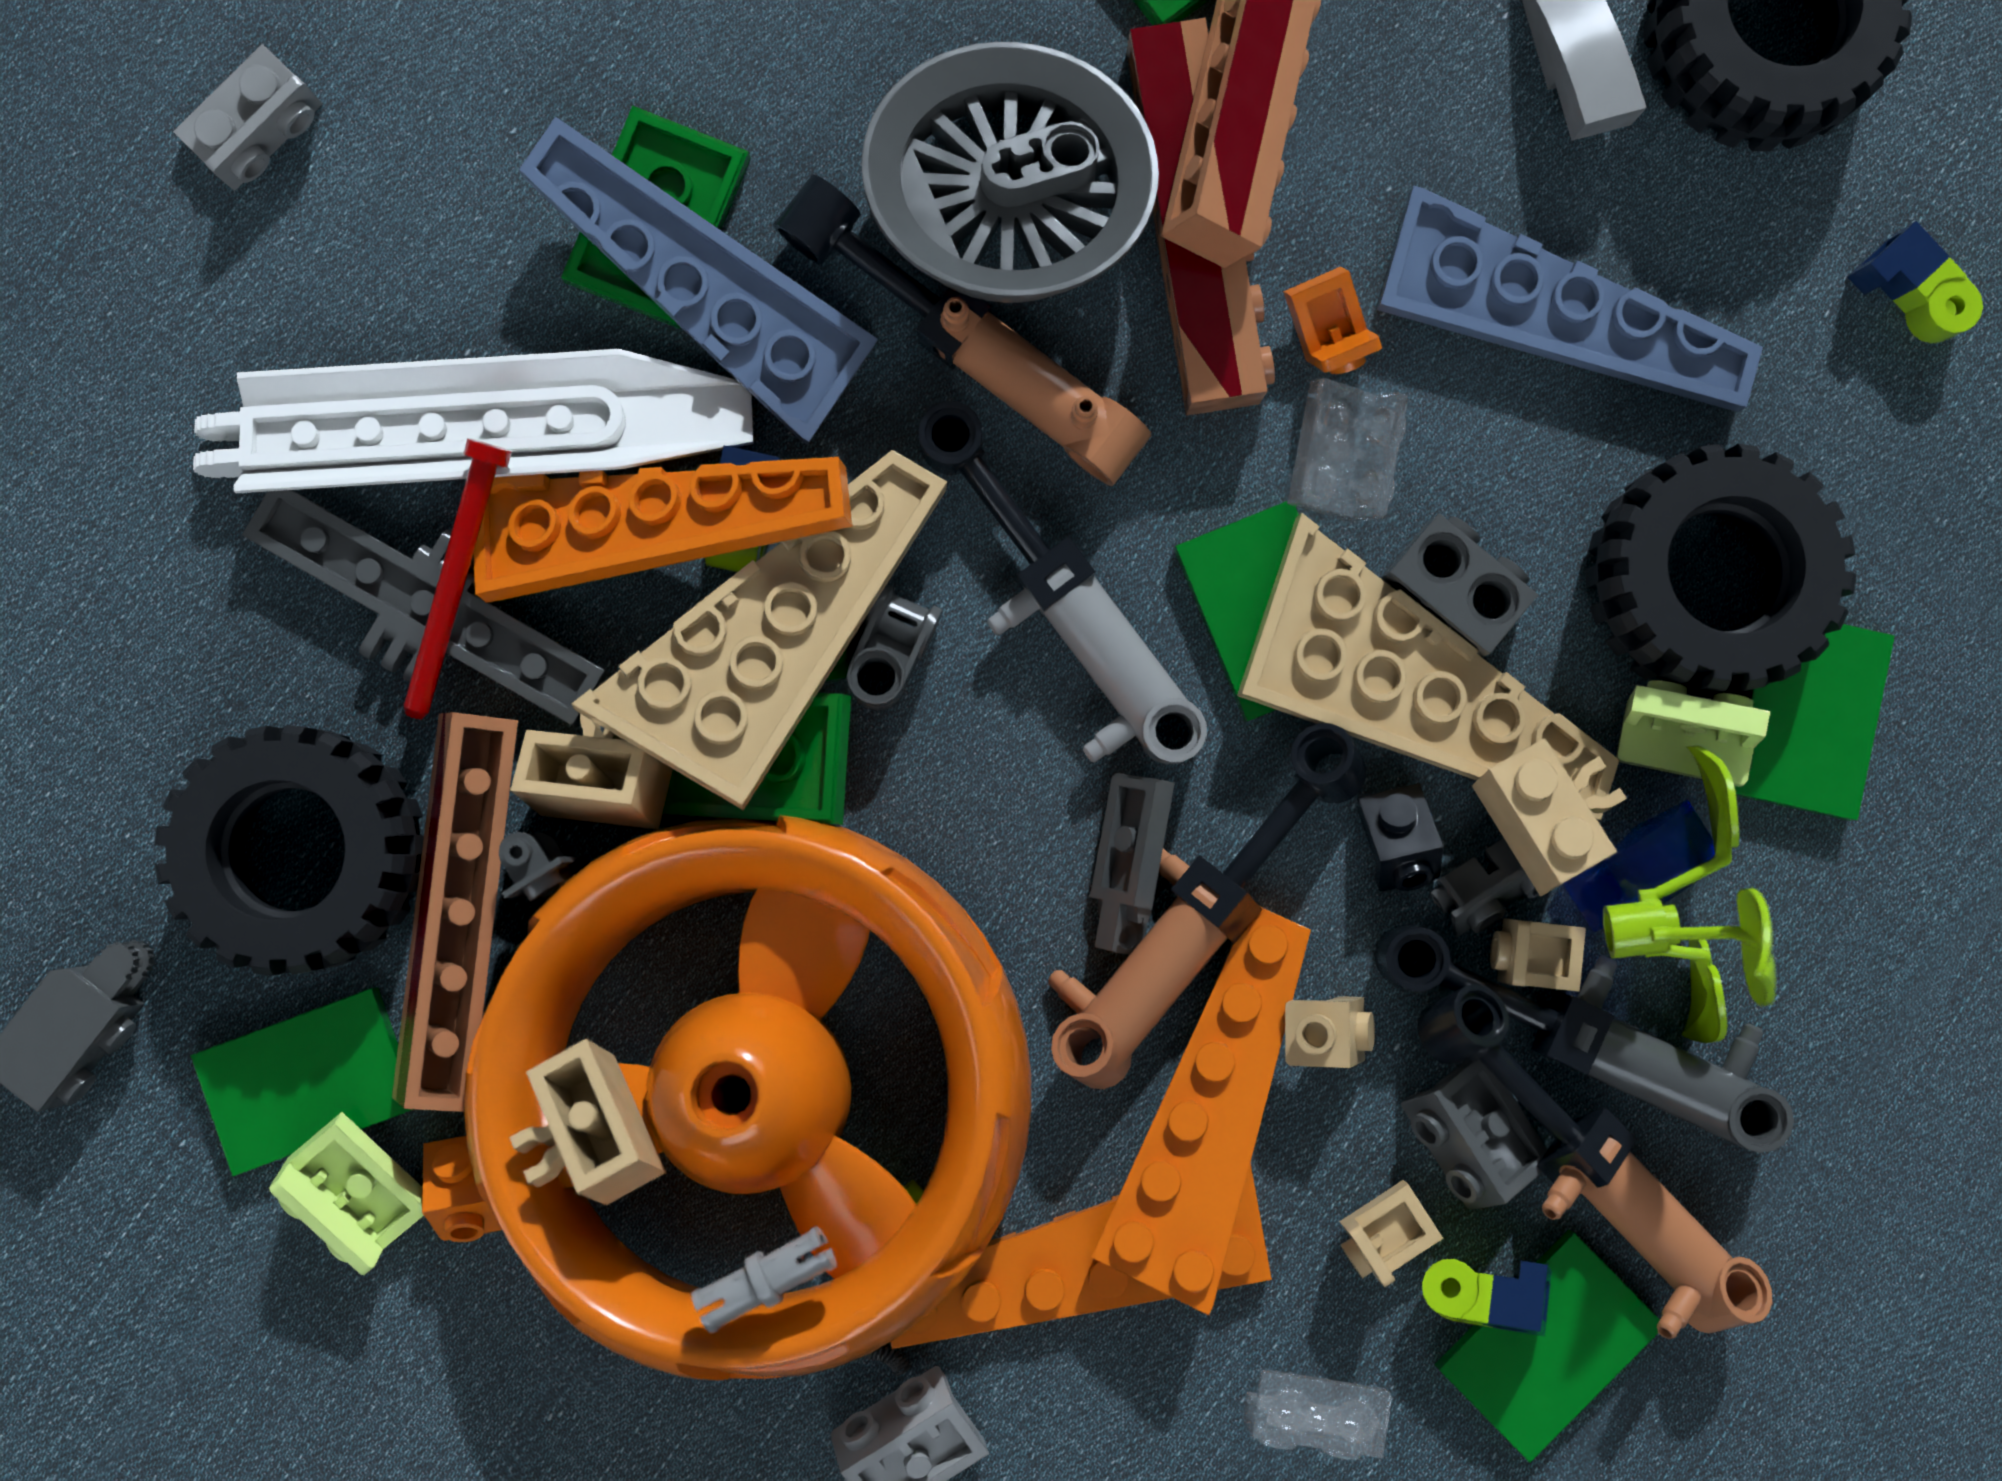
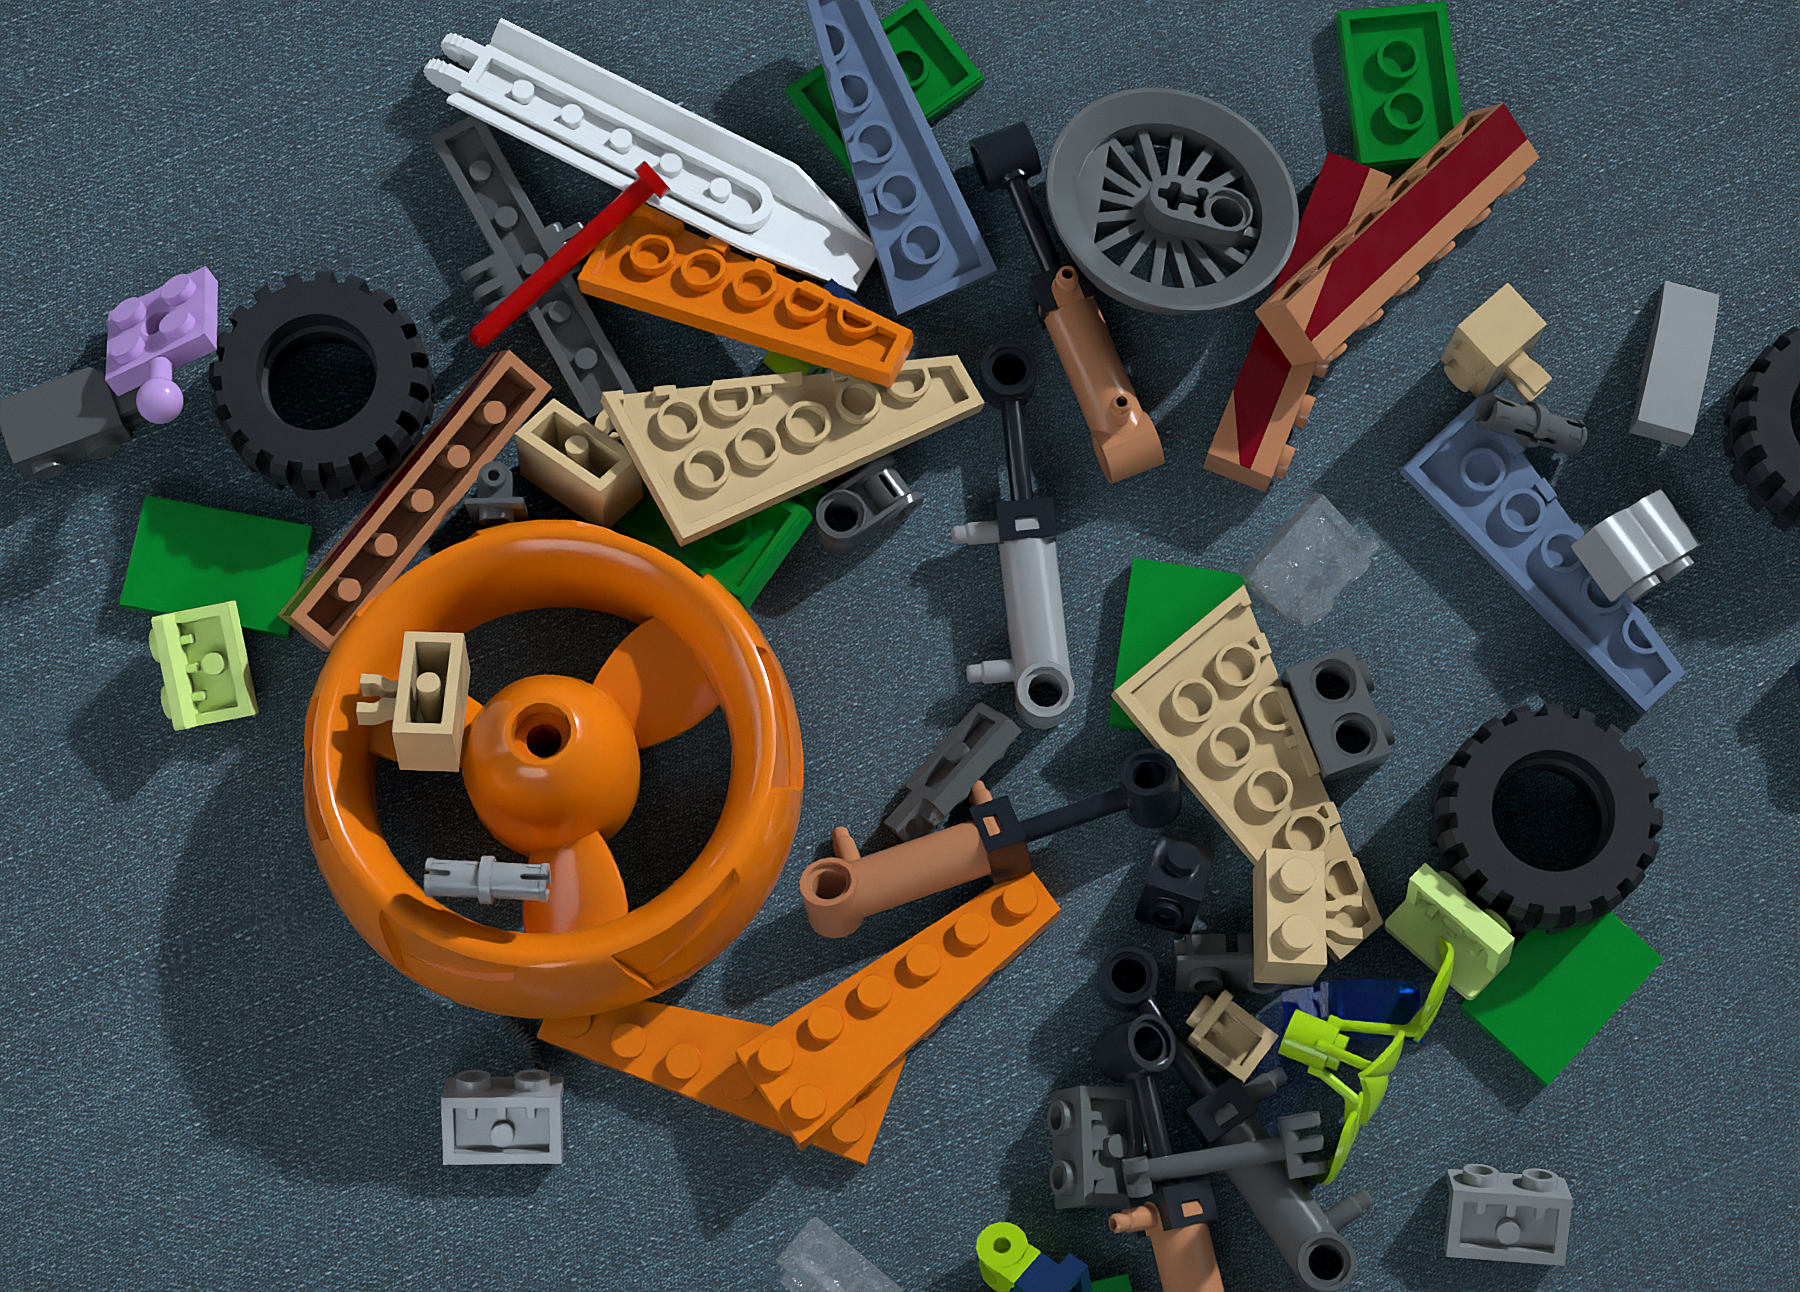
camera: 35 degrees right, 10 degrees down
(99, 901) = (158, 335): none -> lavender plate
(451, 1195) = (279, 717): orange bracket -> none
(1328, 1032) = (1027, 993): tan bracket -> none
(1331, 322) = (1355, 459): orange bracket -> none
(1388, 1233) = (979, 1181): tan bracket -> none
(1407, 128) = (1497, 346): none -> tan brick
(1479, 189) = (1530, 424): none -> dark grey pin
(1652, 252) = (1637, 547): none -> light grey brick
(1673, 1030) = (1141, 1172): none -> dark grey hinge
(1890, 965) = (1507, 1215): none -> light grey bracket

